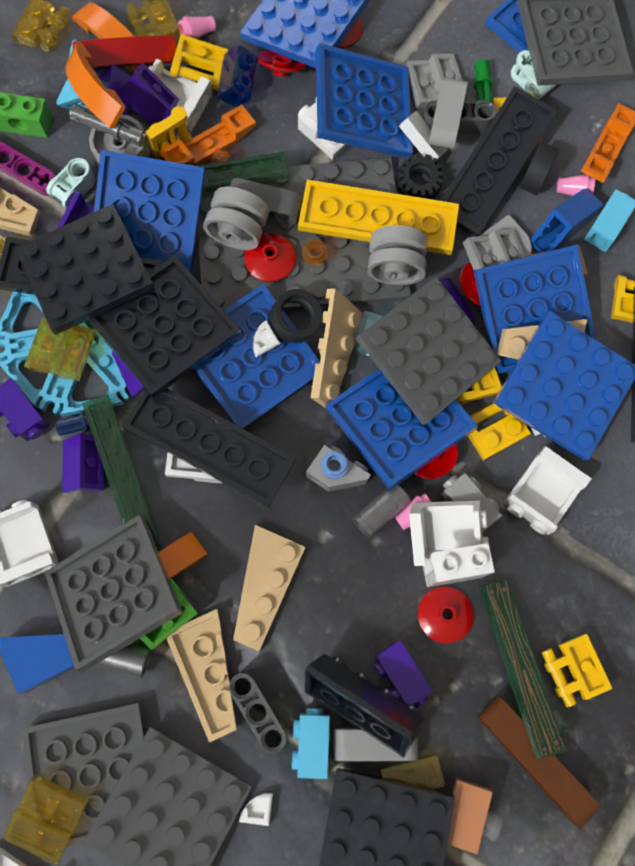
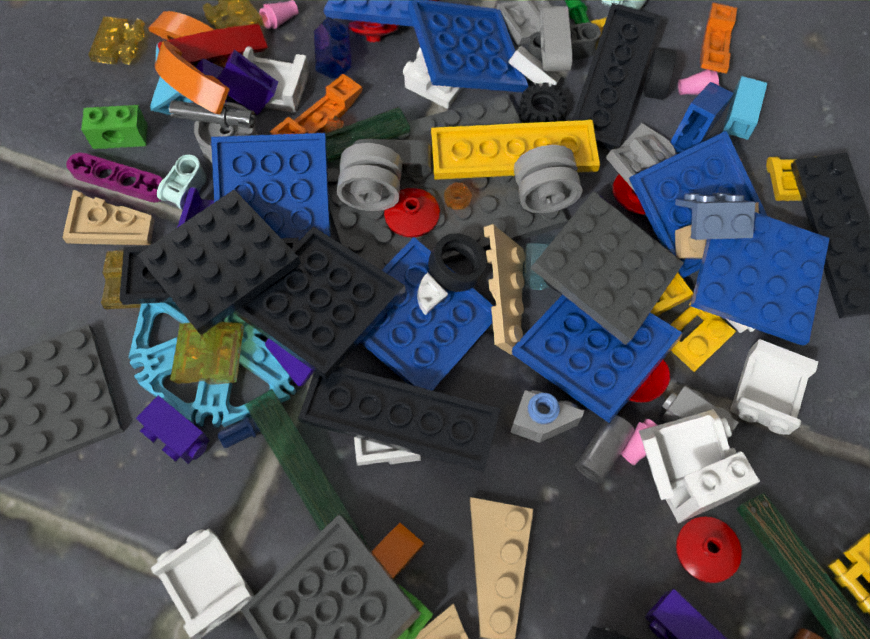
camera: 10 degrees left, 10 degrees down
(81, 465) = (257, 475): dark purple panel -> none
(162, 133) = (271, 113): yellow plate -> none
(199, 55) = (288, 37): yellow plate -> none
(540, 326) = (719, 215): none -> sand blue bracket

